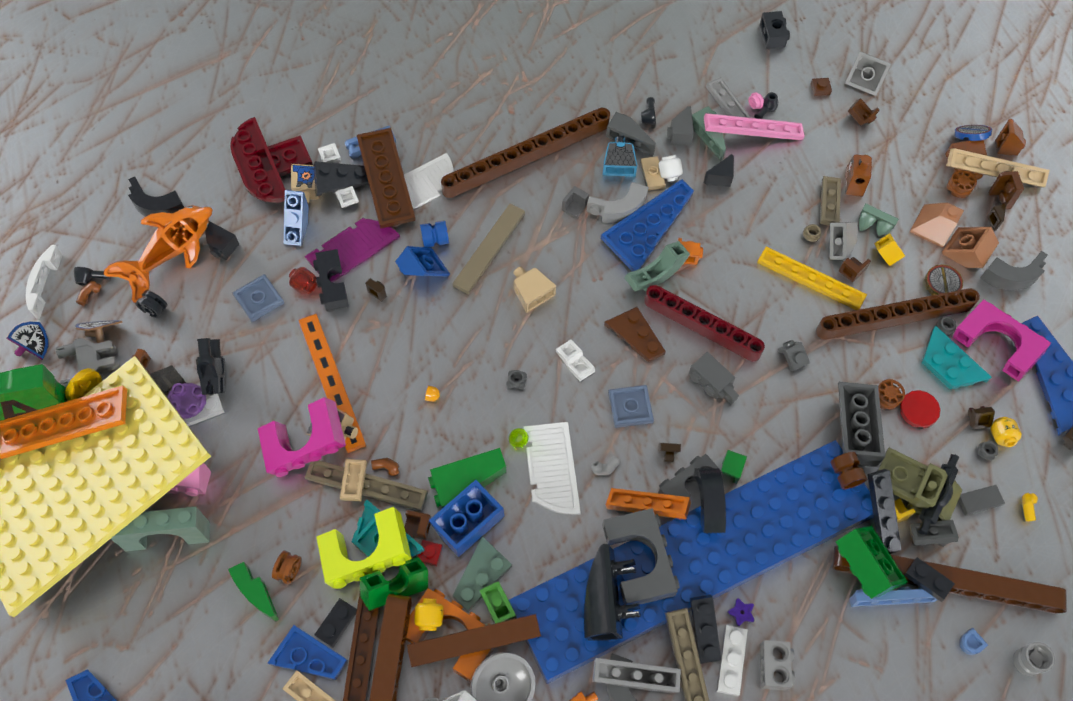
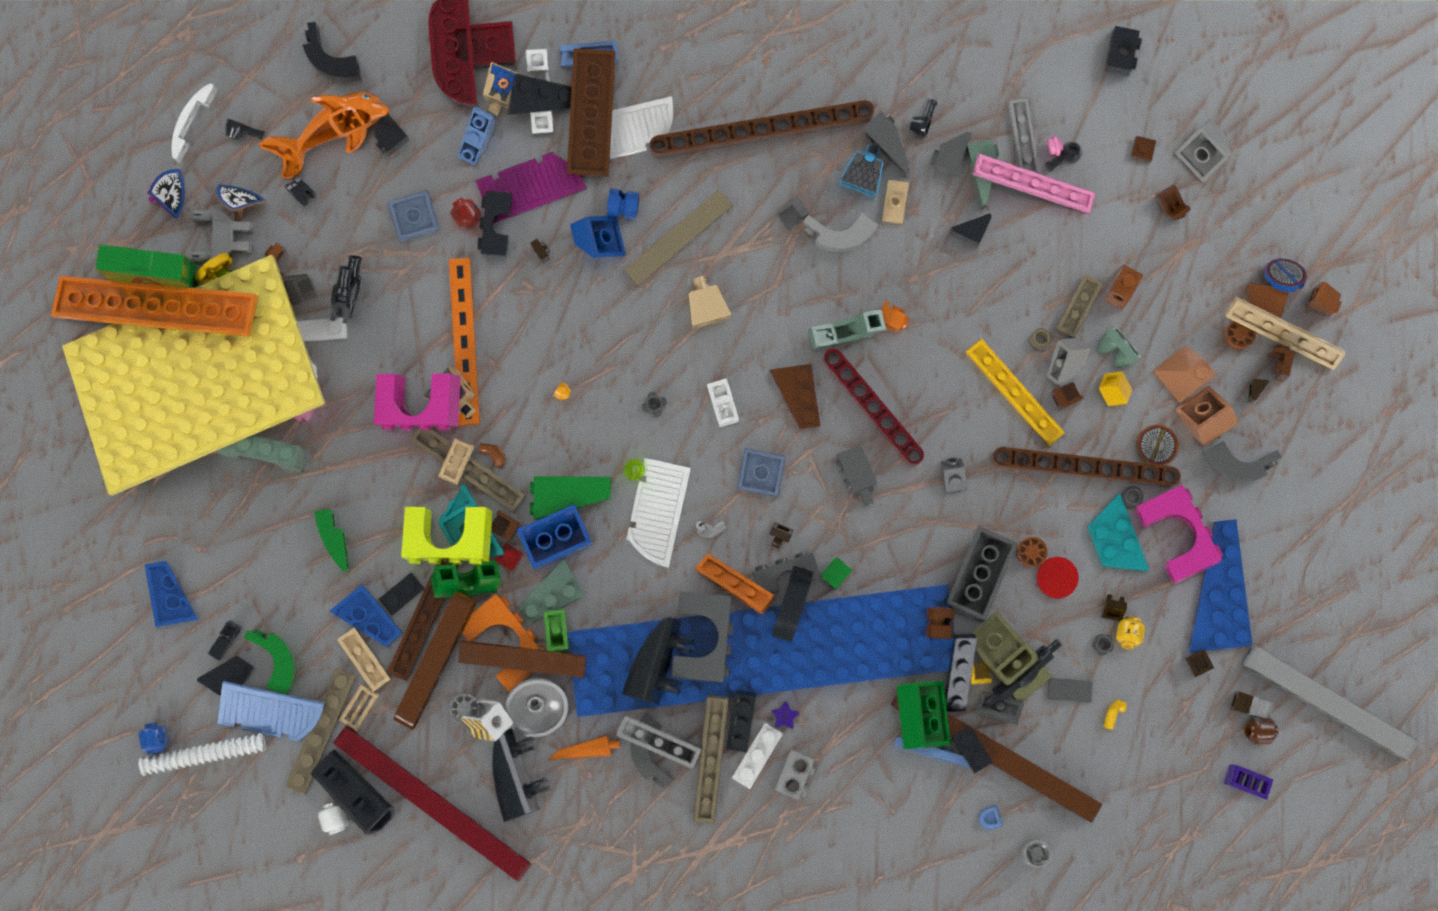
camera: 20 degrees right, 20 degrees up
(84, 293) = (234, 148): dark orange arm -> none
(187, 399) = (313, 316): medium lavender dish -> none
(286, 567) = (369, 526): dark orange wheel -> none
(428, 615) = (488, 621): yellow head -> none
(642, 230) = (854, 272): blue wing -> none
(670, 167) = (915, 205): white head -> none

